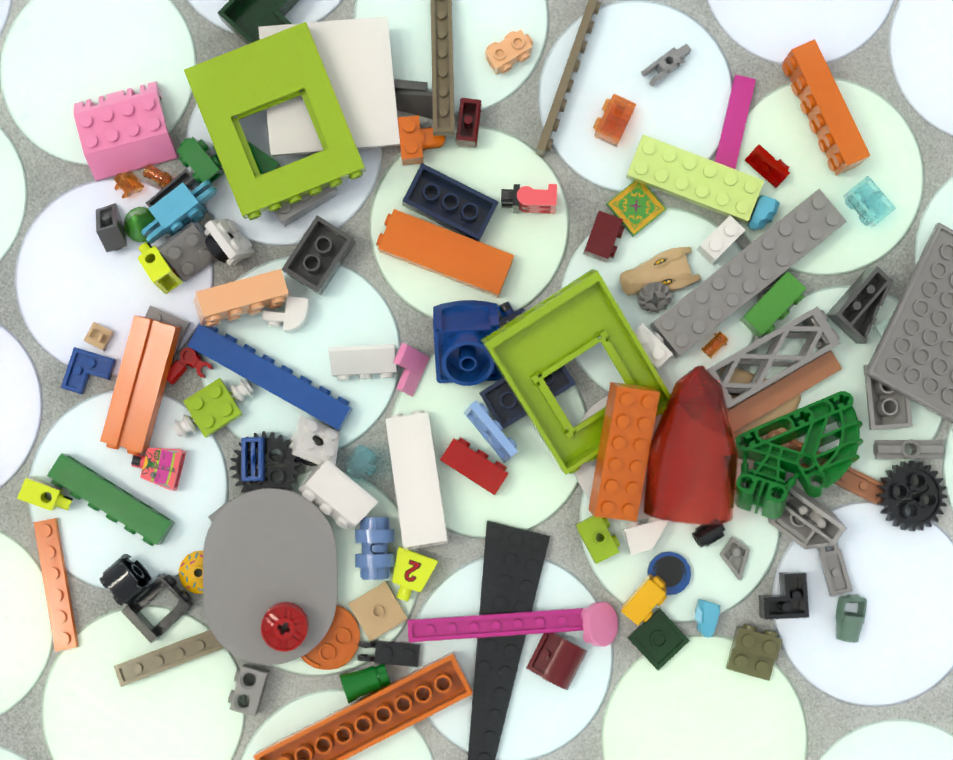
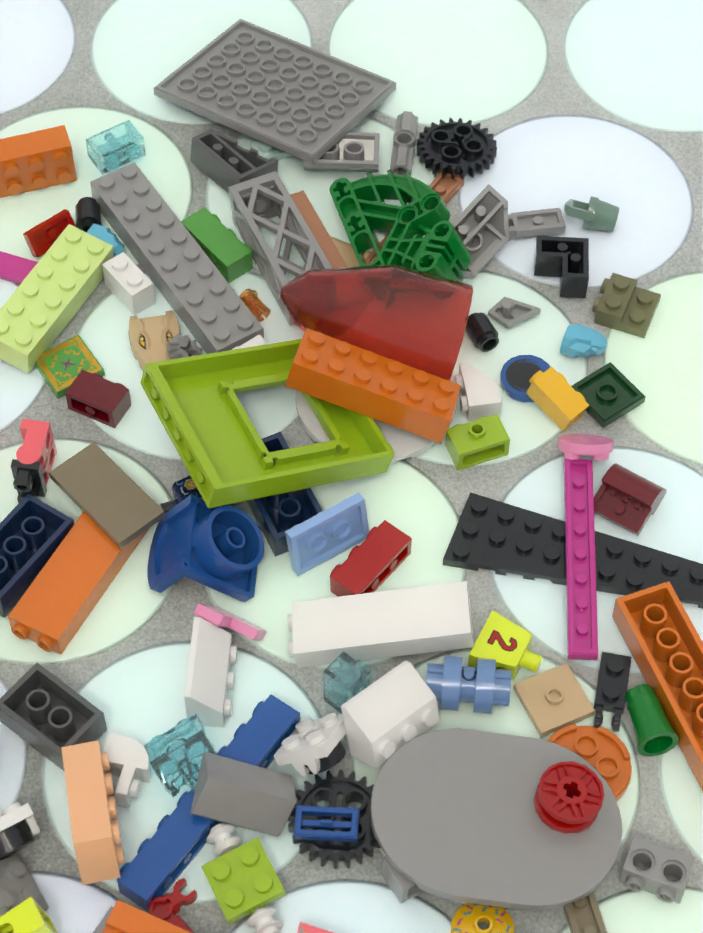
camera: 85 degrees left, 30 degrees down
(270, 399) = (243, 795): none -> light grey slope
(298, 352) = (179, 753): none -> clear light blue plate
(504, 260) = (107, 495): none -> dark tan tile
(790, 193) = (86, 213): none -> black brick

